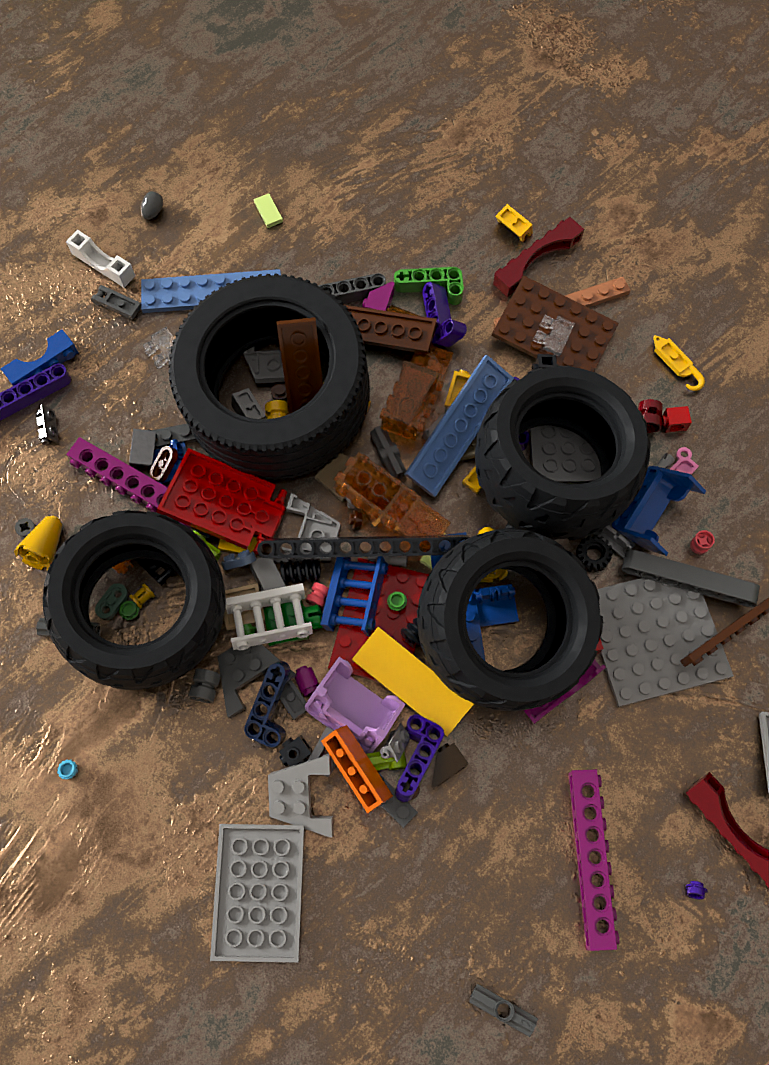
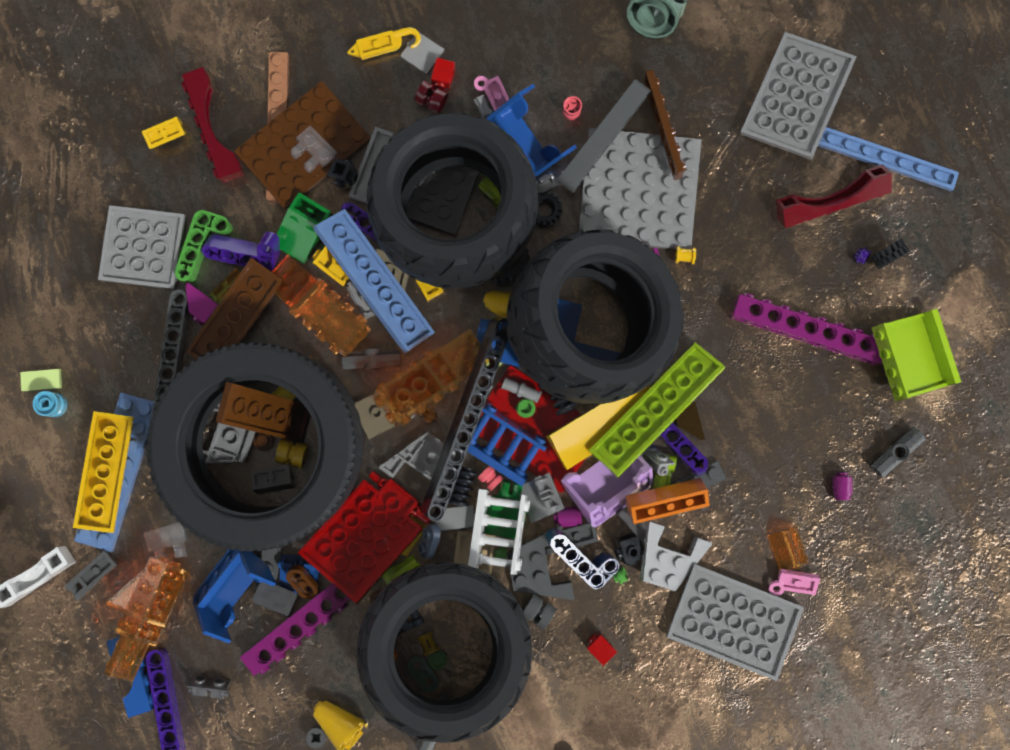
camera: 70 degrees left, 15 degrees up
(92, 347) = (140, 603): none -> clear orange wedge
(134, 405) = (224, 587): none -> blue windscreen
(187, 760) = (600, 648): none -> red brick
(202, 276) = (103, 472): none -> yellow arch
(250, 221) = (49, 404): none -> medium azure wheel
(267, 754) = (621, 575): none -> bright green plate
(316, 649) = (543, 497): none -> light grey hinge
(321, 942) = (795, 582): none -> bright pink hinge
(354, 924) = (788, 549): none -> clear orange panel
(410, 241) = (141, 247): none -> light grey plate
(412, 590) = (521, 390): none -> light grey pin
(442, 959) = (842, 486): none -> magenta brick
(446, 726) = (656, 409): none -> lime plate
(472, 349) = (297, 231): none -> green slope
(611, 702) = (685, 255): none -> yellow bush
(616, 989) = (916, 355): none -> lime panel
(682, 396) = (422, 56): none -> light grey piece
(712, 918) = (890, 253): none -> black tyre

